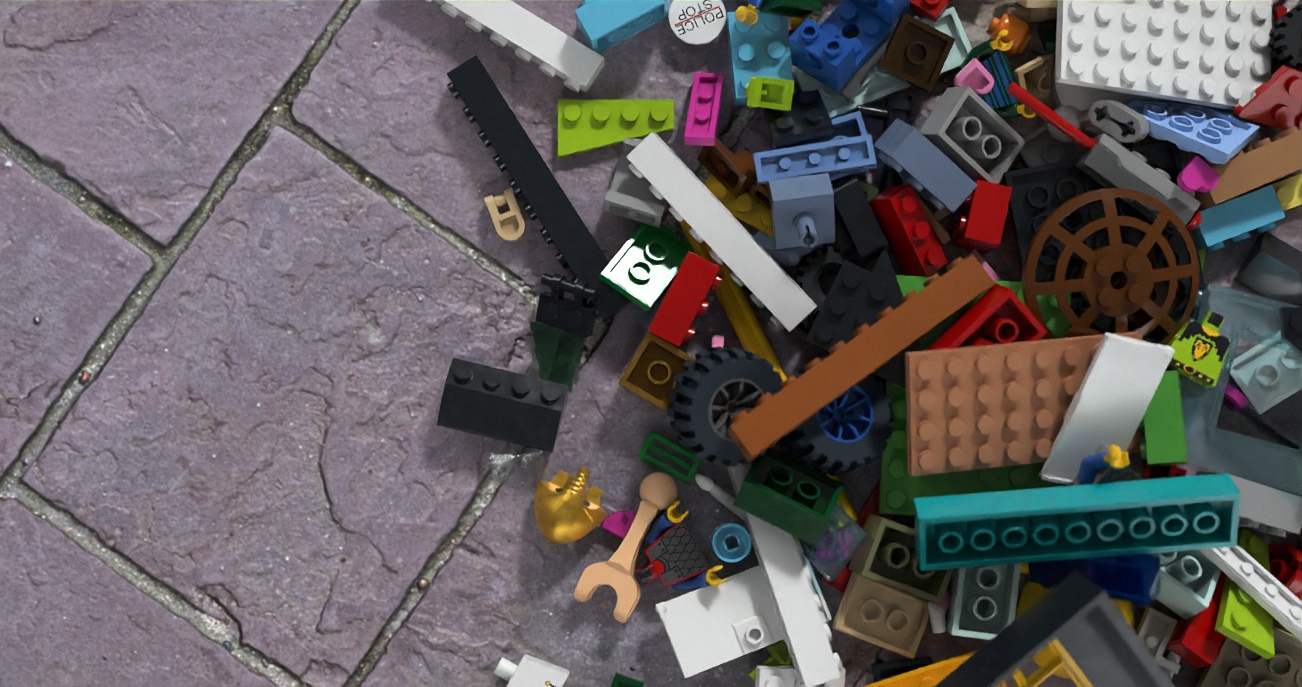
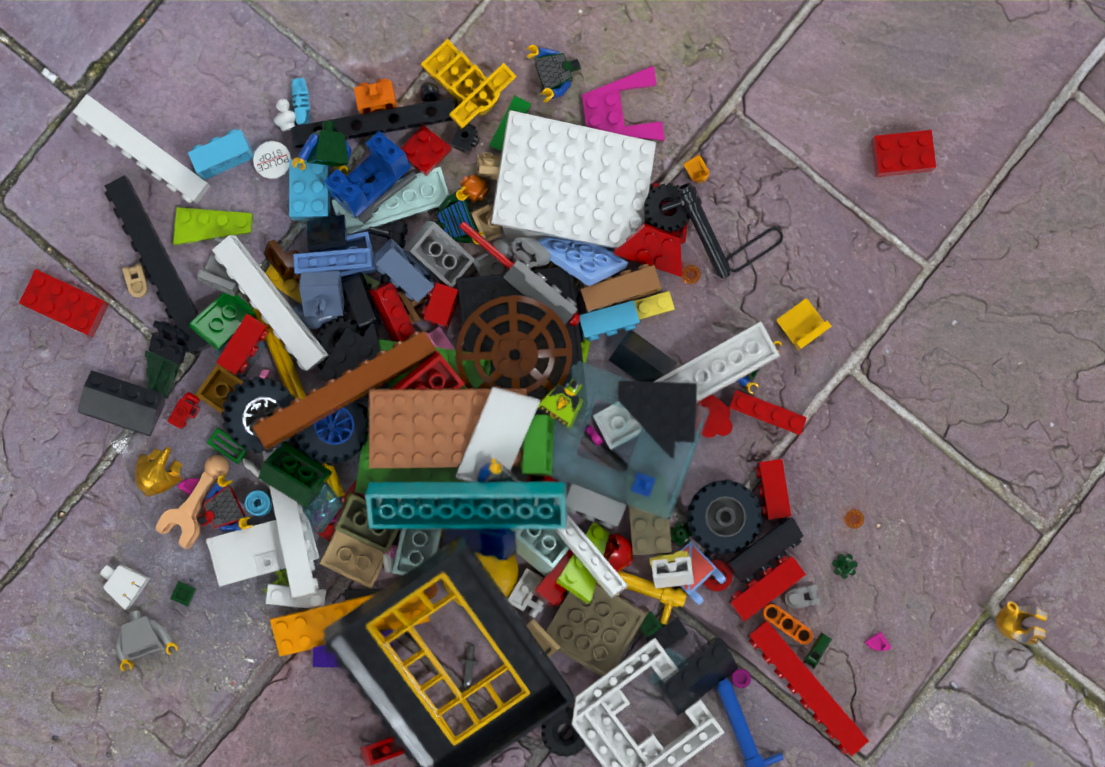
camera: 15 degrees right, 0 degrees up
(399, 258) = (64, 303): none -> red brick
(597, 408) = (183, 410): none -> red piece
(704, 109) = (269, 221): dark pink plate -> none
(769, 93) = (308, 215): lime bracket -> none
(916, 53) = (409, 196): dark brown plate -> none
(975, 77) = (443, 216): bright pink tile -> none
(1197, 176) = (575, 292): dark pink tile -> none

